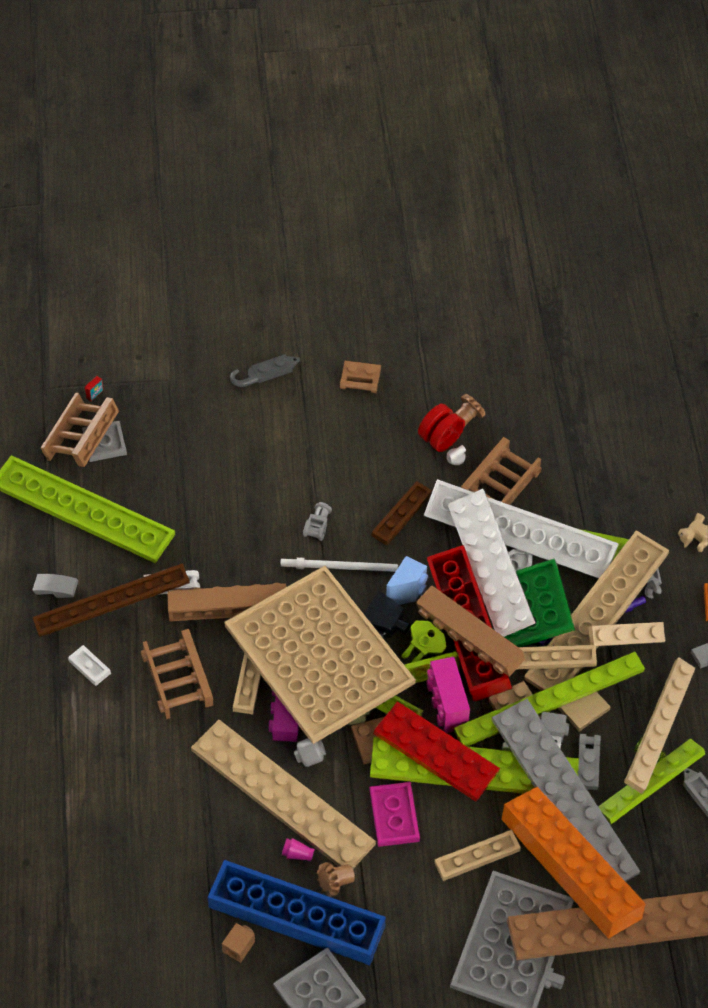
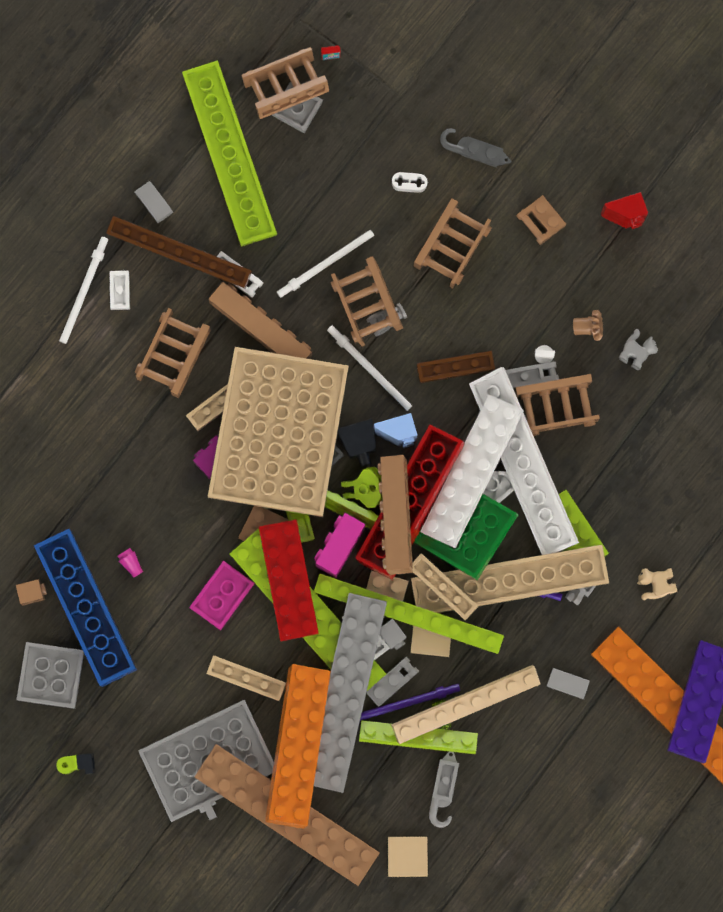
camera: 40 degrees right, 25 degrees up
(47, 657) = (97, 257): none -> white bar
(223, 553) = (294, 283): none -> white bar
(239, 425) = (409, 177): none -> white beam
(283, 796) = (160, 512): tan plate -> none
(290, 500) = (378, 286): none -> medium nougat fence
(300, 448) = (442, 227): none -> medium nougat fence
(309, 753) = (202, 501): light grey head -> none
(333, 877) = (134, 606): medium nougat gear -> none
(415, 321) = (626, 211): none -> red slope
(441, 427) = (551, 324): red wheel -> none
(463, 471) = (532, 374): none -> light grey plate
(518, 402) = (637, 352): none -> light grey animal
(626, 634) = (514, 615): tan plate -> none
(630, 739) = (439, 693): none -> dark purple bar

